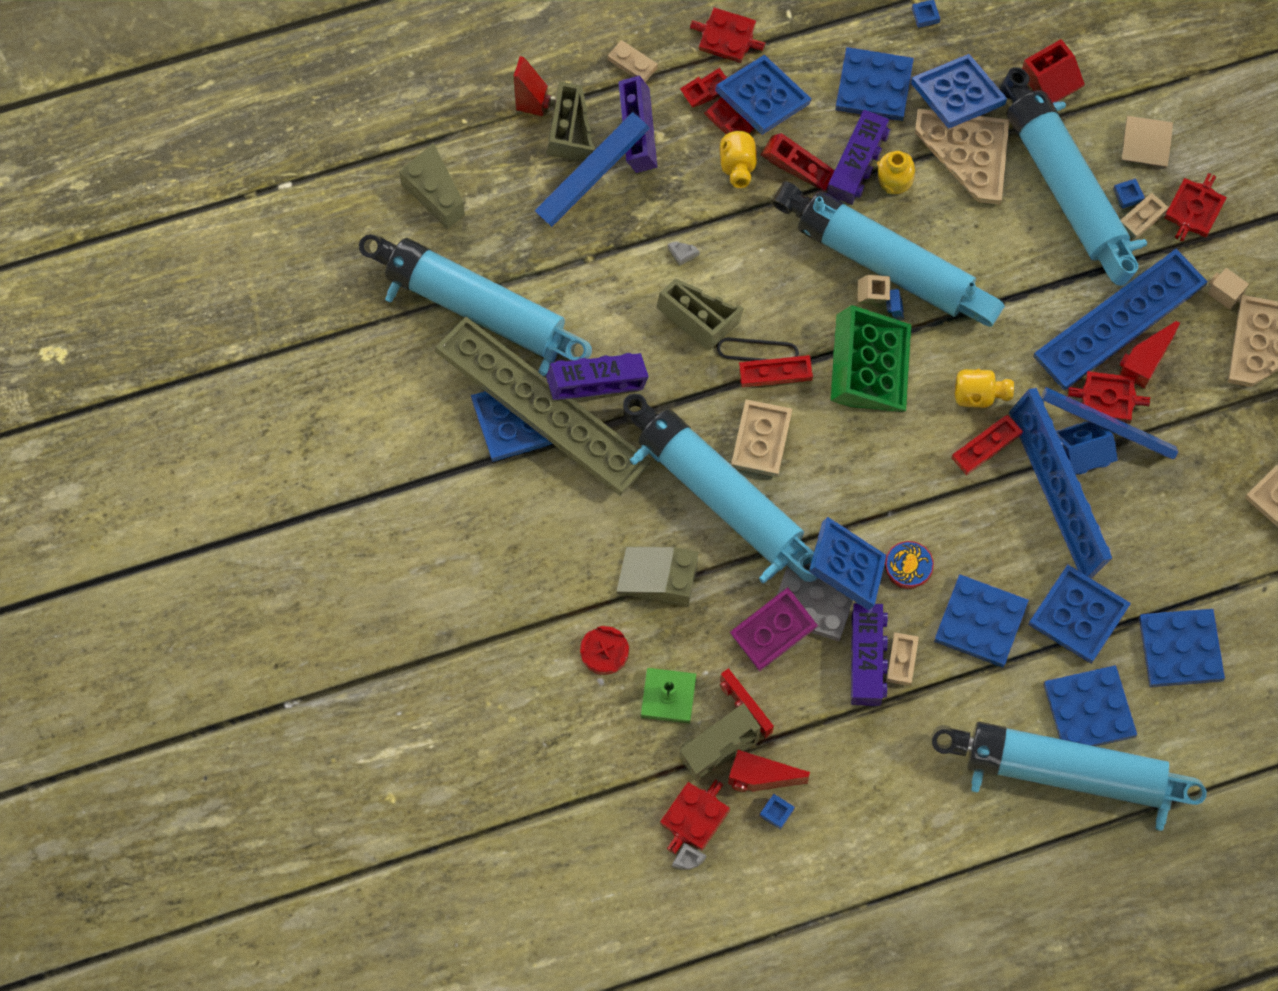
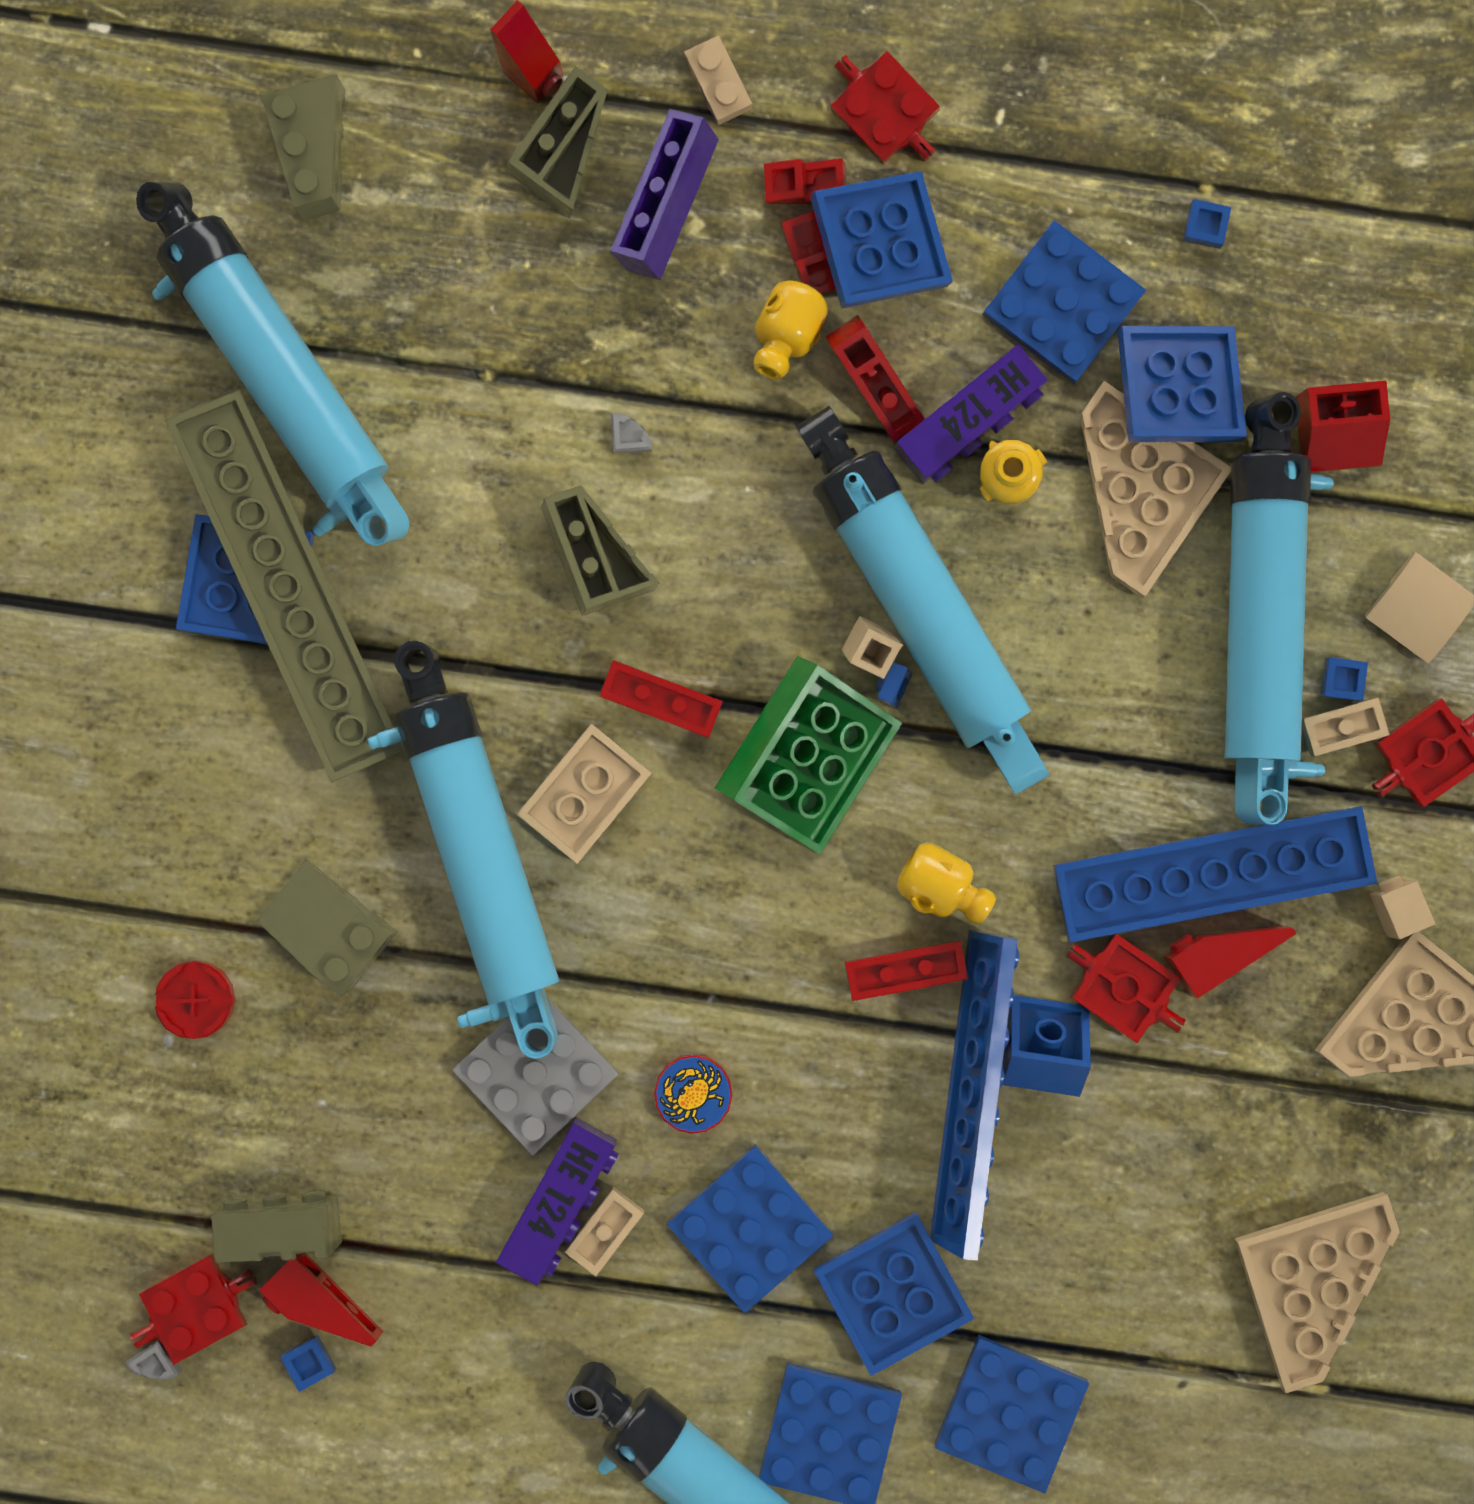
camera: 20 degrees right, 20 degrees up
(592, 169) = (555, 237): blue tile -> none
(597, 376) = (387, 581): dark purple brick -> none
(668, 695) = (249, 1113): bright green tile -> none
(731, 686) = (346, 1186): red plate -> none
(752, 341) = (665, 635): black piece -> none
(774, 629) = (444, 1097): magenta tile -> none
(848, 563) = (592, 1065): blue plate -> none
(1109, 423) = (1099, 1037): blue tile -> none

